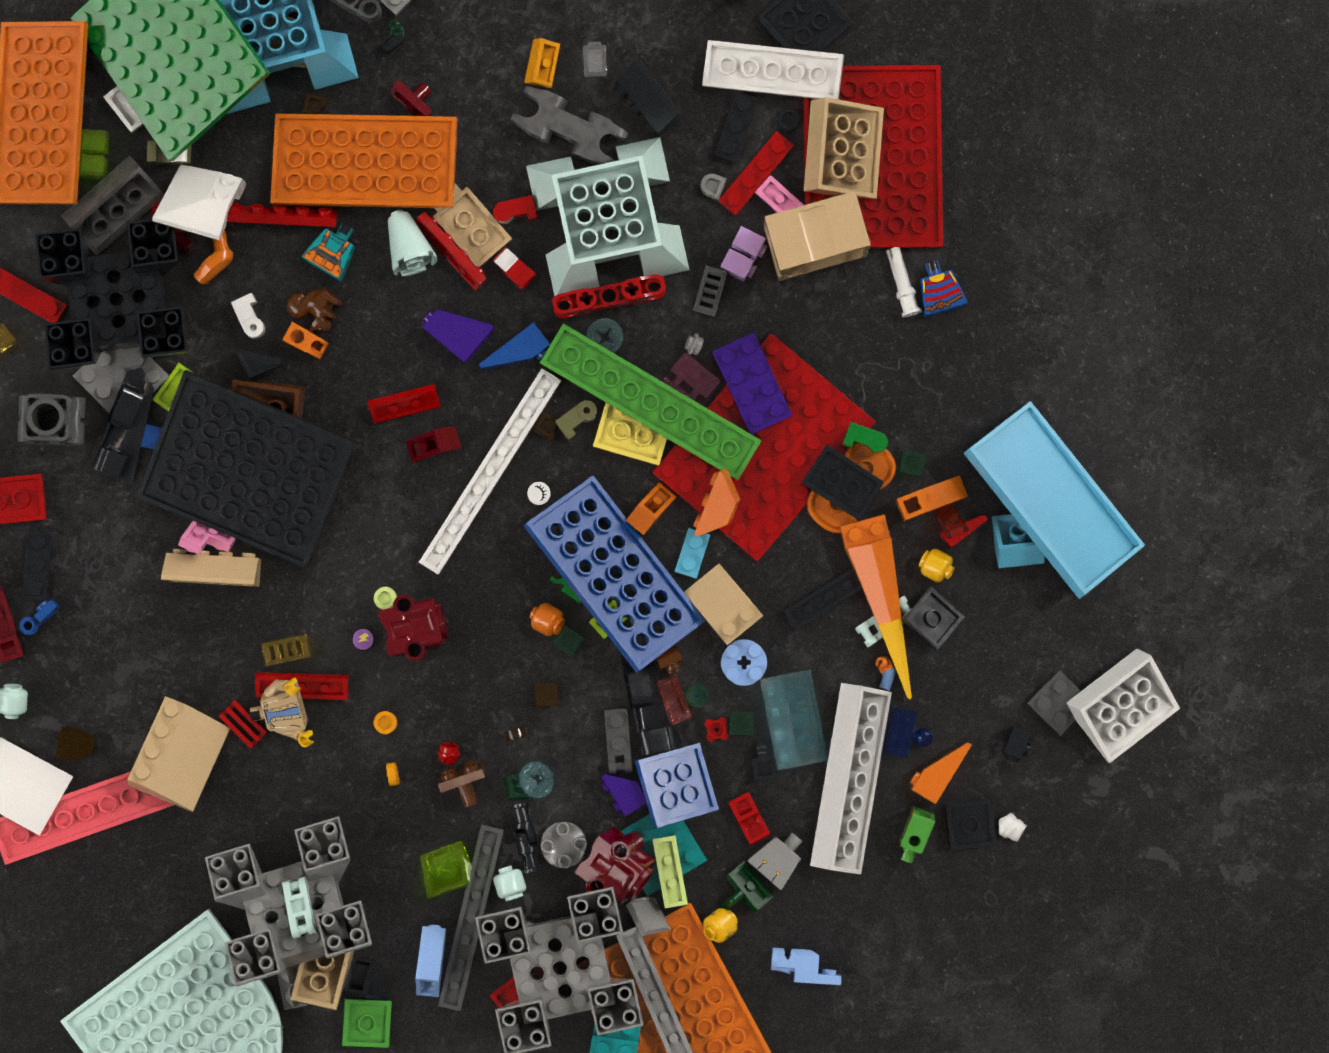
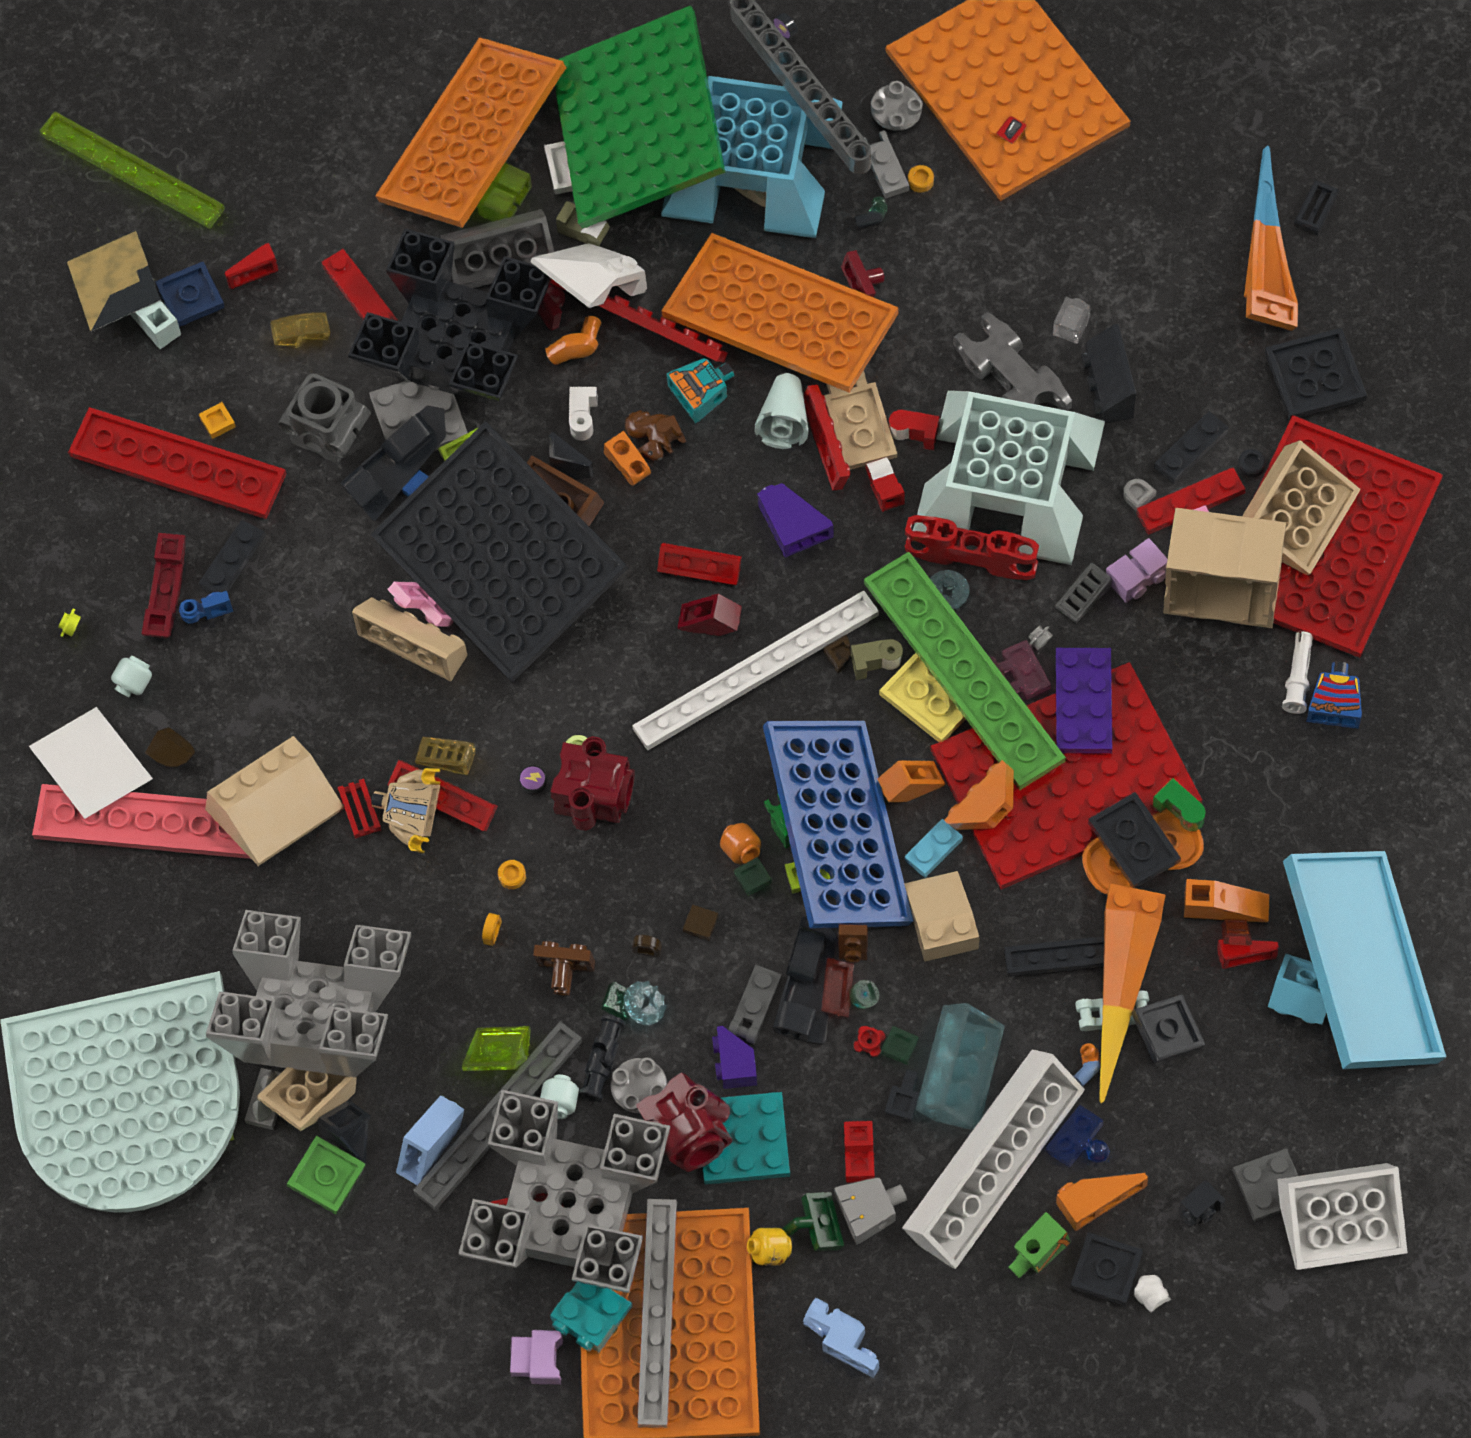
camera: 30 degrees right, 20 degrees down
(299, 907) = (317, 999): light aqua plate -> none
(314, 104) = (758, 242): dark brown tile -> none
(448, 753) = (562, 933): red plate -> none
(520, 349) = (845, 562): blue slope -> none
(539, 493) = (797, 712): white tile -> none
(542, 63) = (1016, 301): light orange slope -> none
(648, 916) = (693, 1197): light grey piece -> none
(670, 871) = (742, 1160): yellowish green plate -> none
(676, 785) = (795, 1074): plate -> none
(752, 672) = (927, 970): light blue plate -> none
(772, 70) = (1256, 402): white plate -> none
(912, 463) = (1222, 859): clear green plate -> none
(936, 565) = (1198, 975): yellow head -> none

